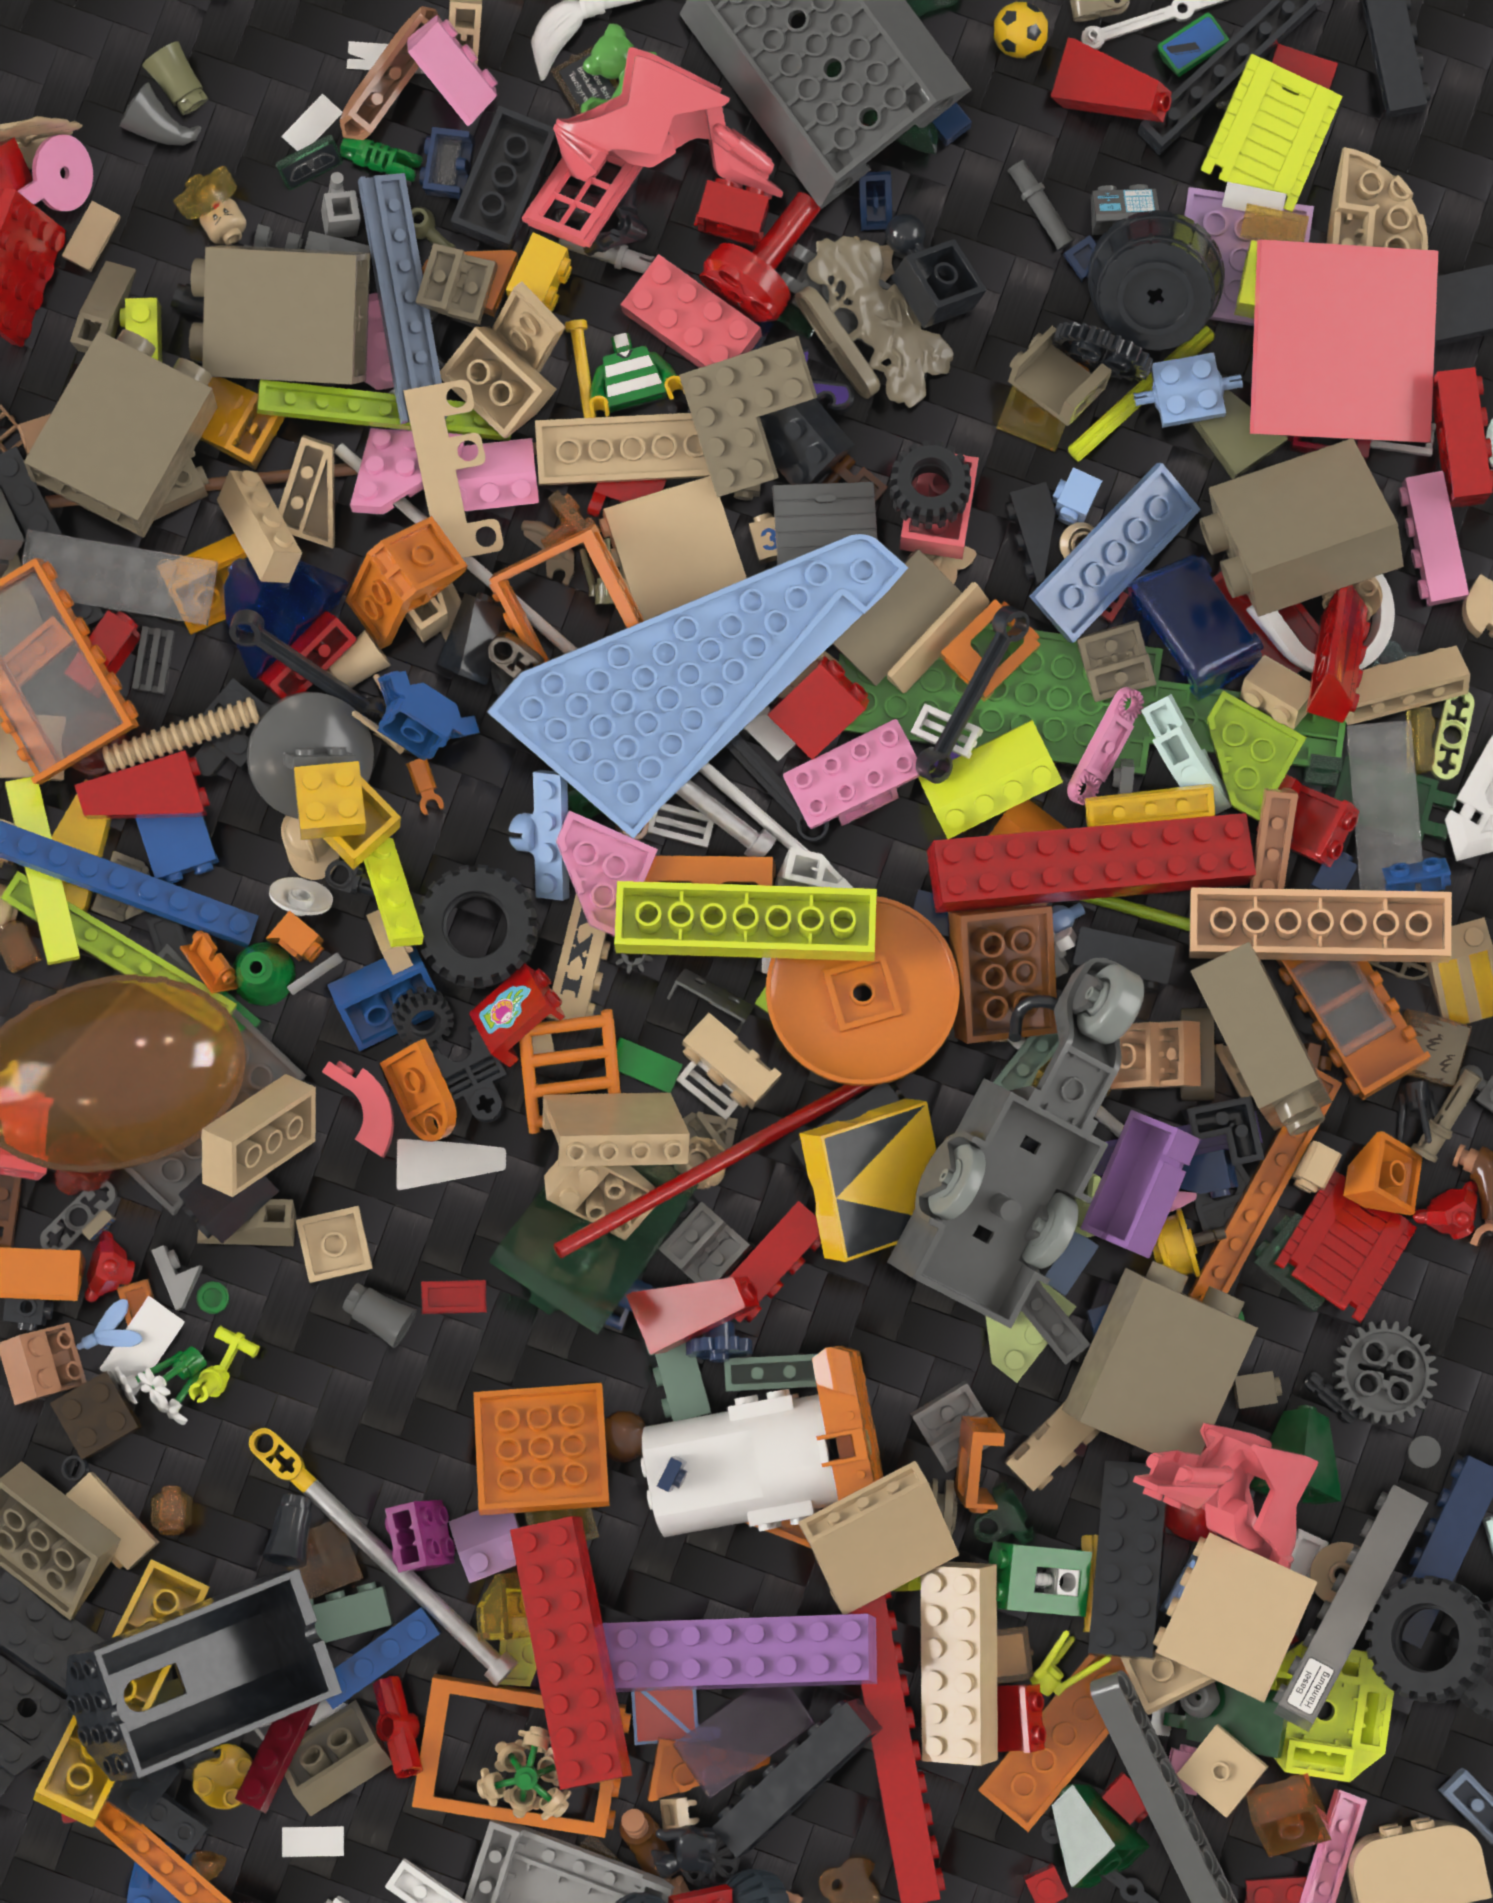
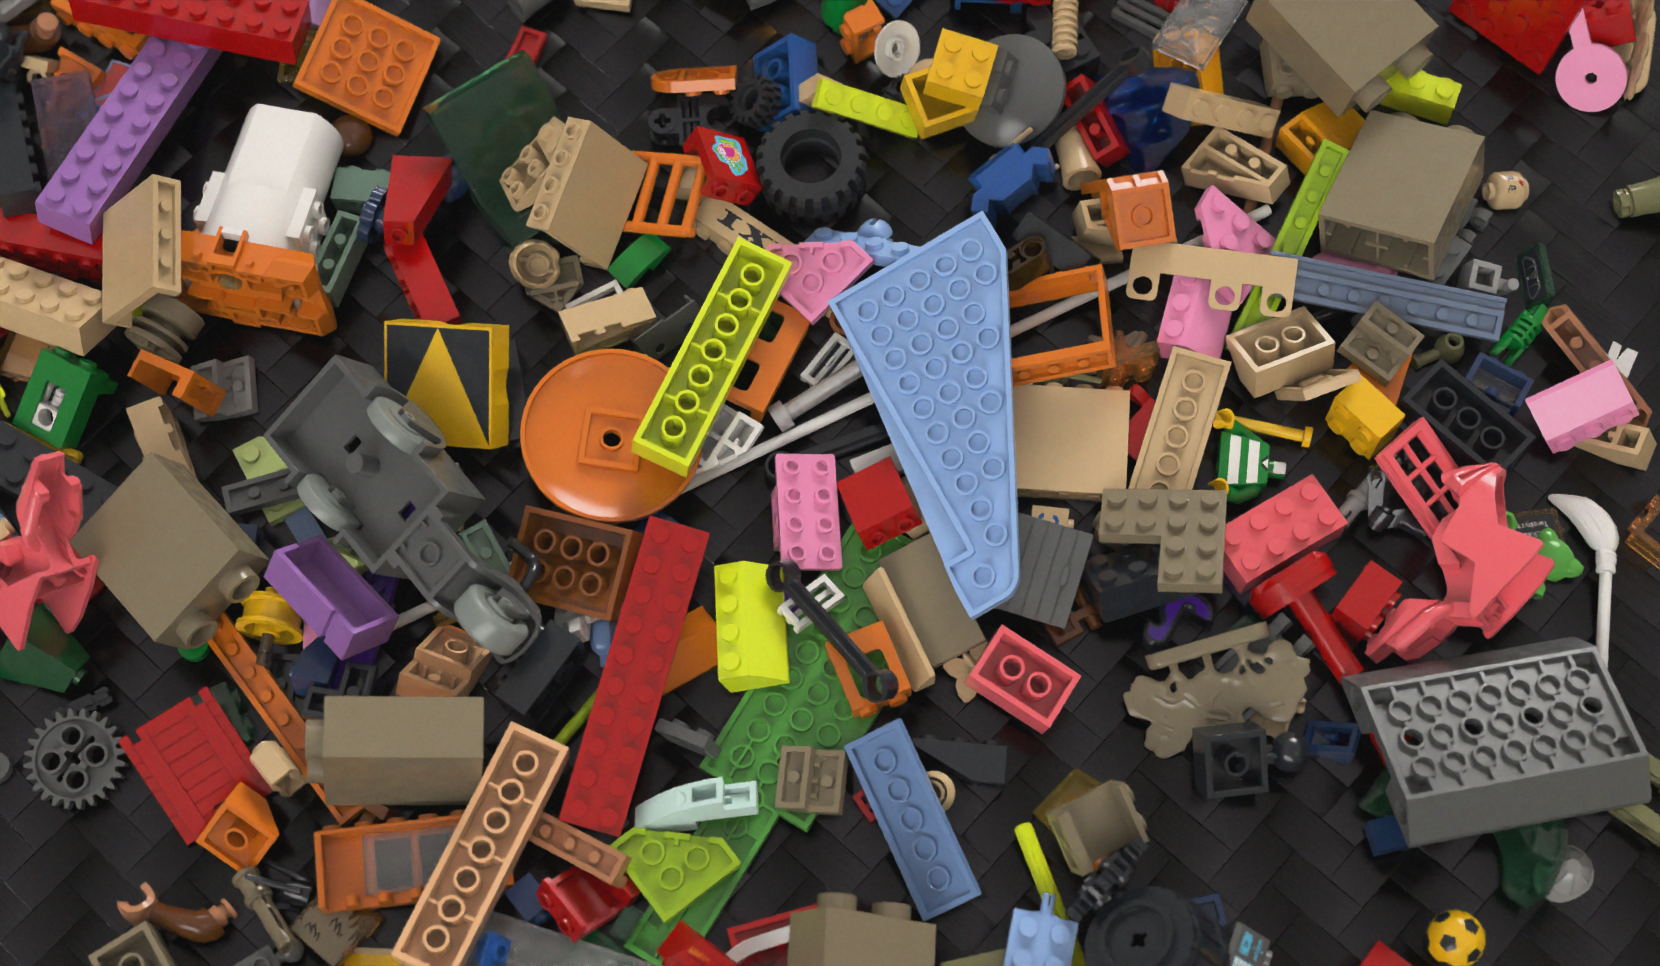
camera: 115 degrees right, 15 degrees down
(91, 236) = (1527, 90): tan tile -> none
(103, 305) = (1455, 62): dark tan slope -> none
(150, 120) = (1619, 162): dark grey hat -> none
(205, 191) = (1535, 183): clear yellow plate -> none
(312, 123) = (1569, 293): white sticker -> none
(315, 973) = (830, 42): white sticker -> none
(377, 1109) = (705, 47): coral arch -> none
(424, 783) = (950, 177): orange bar -> none
(438, 1161) = (634, 87): white sticker -> none
(673, 1474) = (280, 120): dark blue plate -> none
(705, 1246) = (468, 252): light grey slope -> none
(707, 1168) = (518, 239): red piece -> none
(930, 460) = (1052, 643): black tyre -> none
(1009, 1517) = (121, 392): clear green tile -> none
(1039, 202) = (1289, 890): dark grey pin -> none
(1075, 496) = (978, 803): light blue brick -> none
(1105, 745) = (737, 736): bright pink plate -> none
(1151, 805) = (662, 751): yellow tile -> none
(1196, 623) = (813, 856): clear blue windscreen -> none
(1256, 1389) = (121, 642): dark tan brick -> none
(1276, 692) = (720, 911): tan brick -> none
(1451, 1211) = (181, 878): red rock -> none

